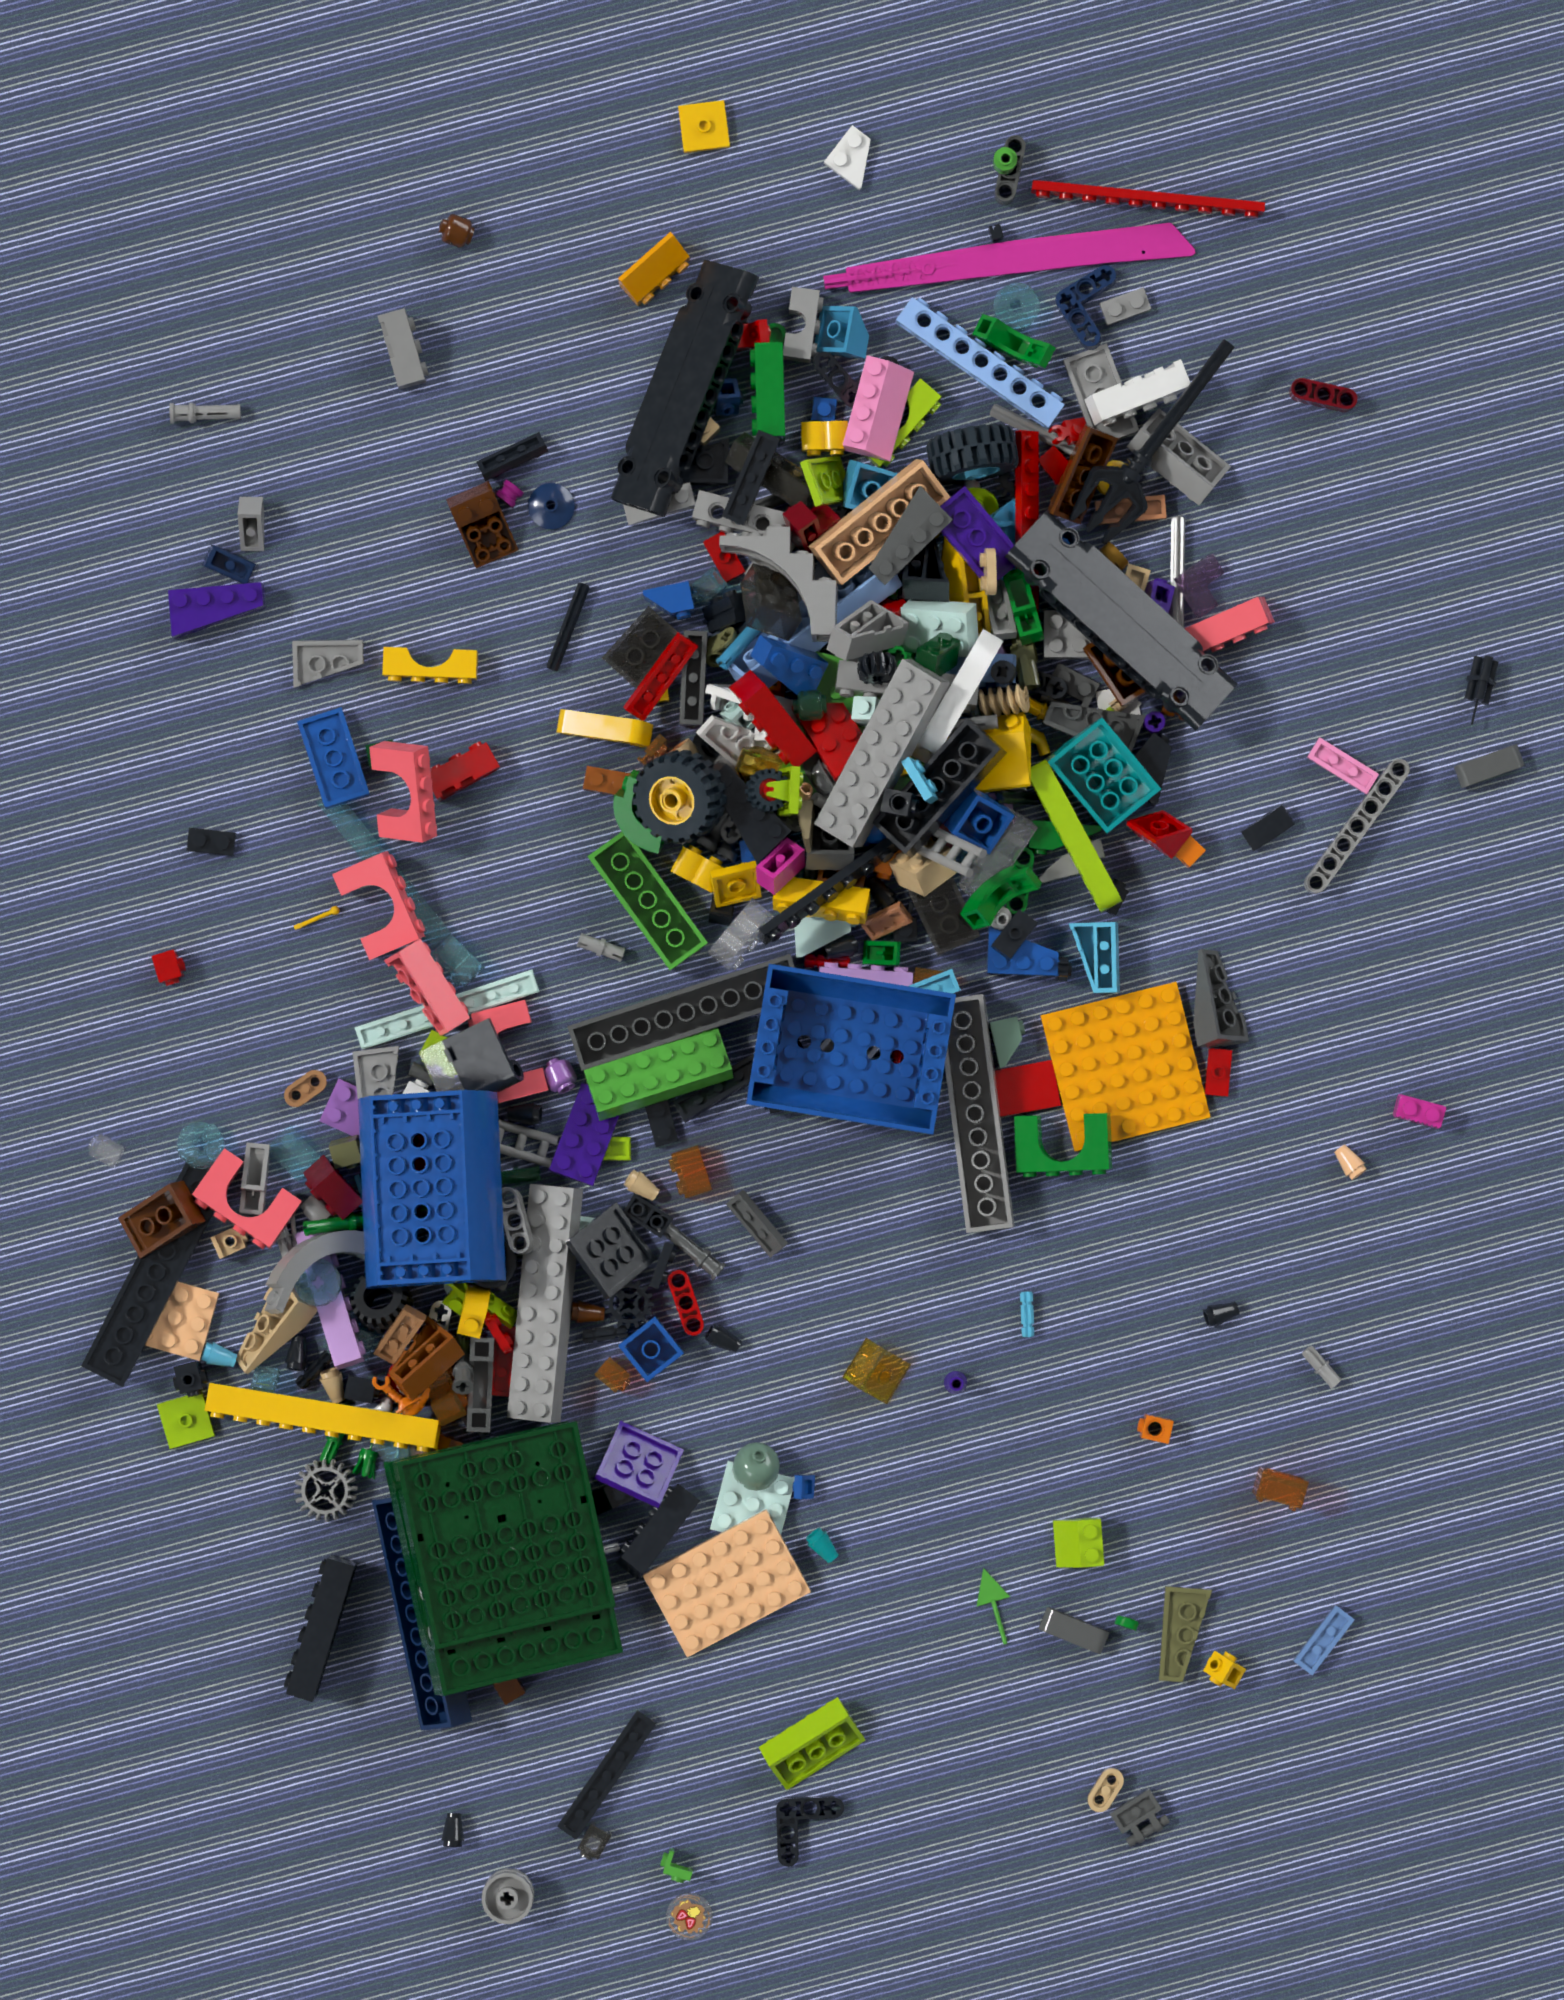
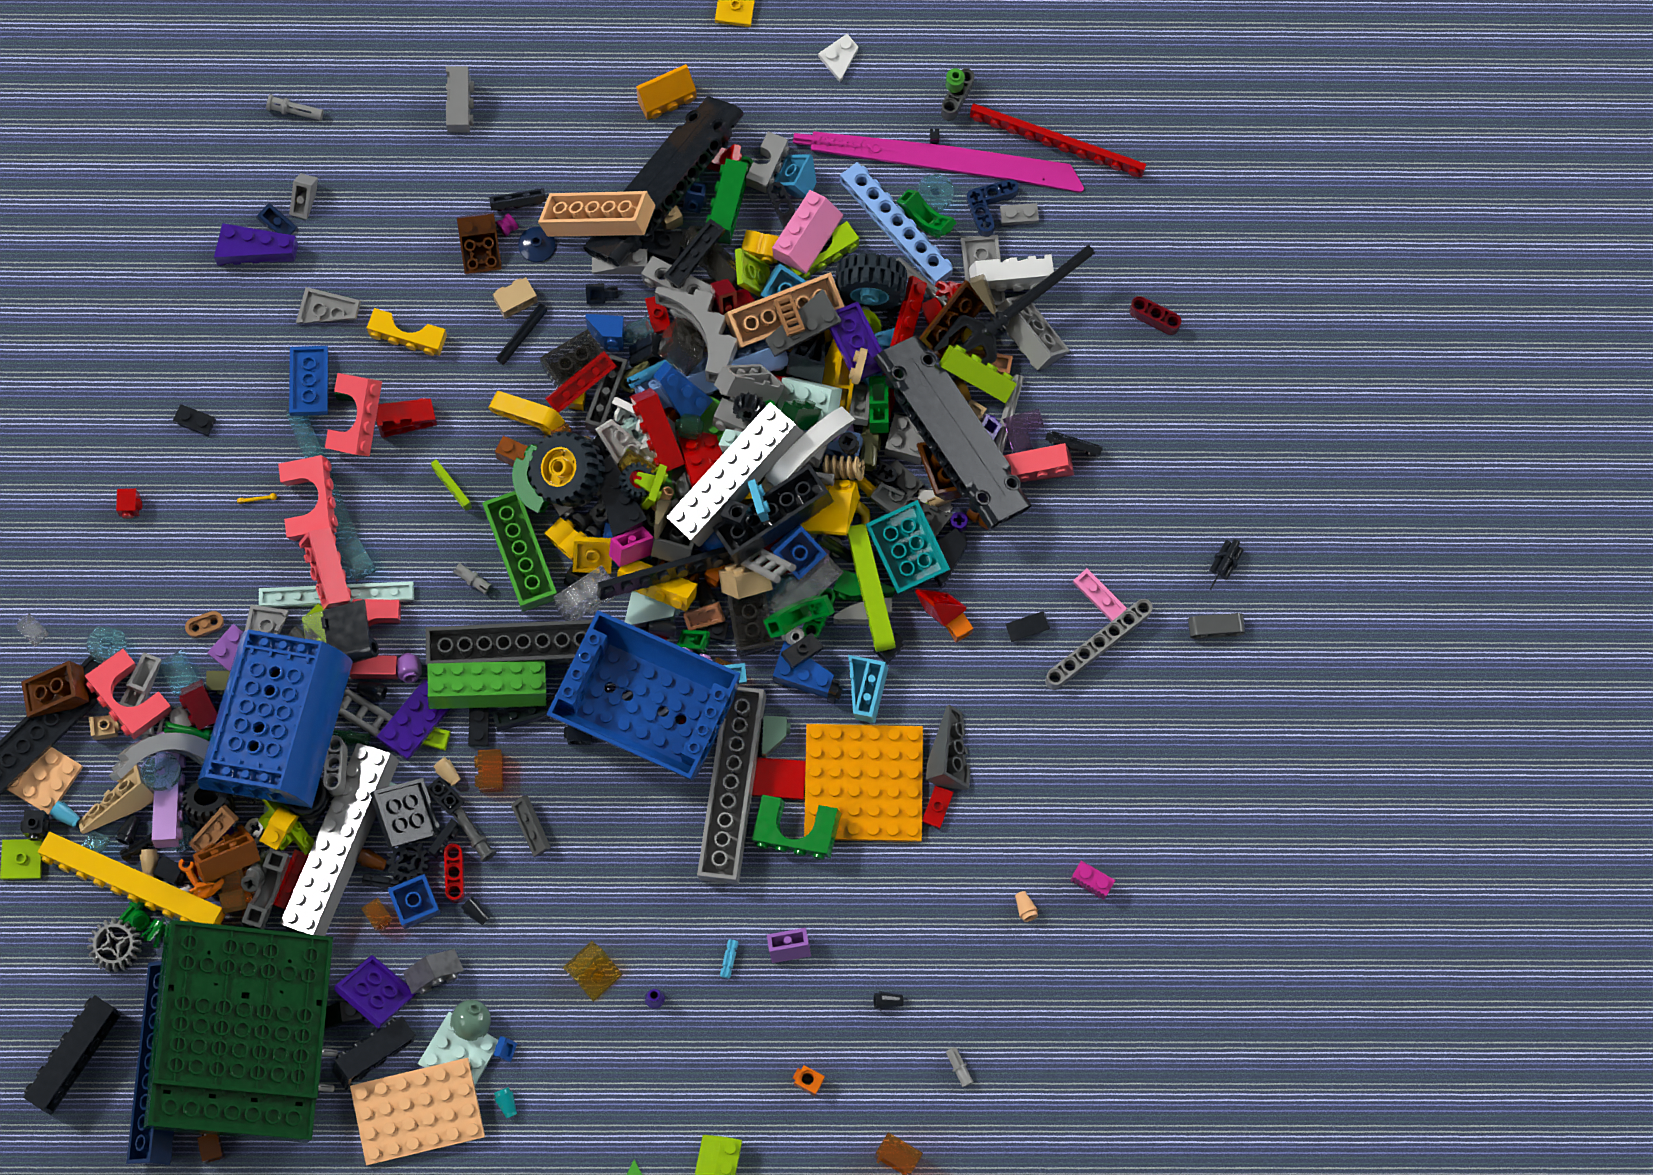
camera: 15 degrees right, 15 degrees down
(344, 1454) = (139, 920): none -> green tile
(456, 231) = (526, 30): reddish brown head -> none
(503, 1340) = (296, 861): red plate -> none
(541, 840) = (451, 485): none -> lime tile
(546, 583) = (515, 297): none -> tan brick
(618, 459) = (597, 213): none -> light nougat brick
(645, 551) = (597, 293): none -> black plate
(697, 1423) = (433, 971): none -> flat silver brick
(824, 409) = (767, 226): blue plate -> none
(879, 516) = (785, 304): none -> medium nougat slope
(1092, 1282) = (788, 945): none -> medium lavender brick
(1109, 429) = (981, 287): none -> dark tan slope
(1130, 533) = (978, 374): none -> lime brick
(1262, 585) = (1073, 443): none -> black wing

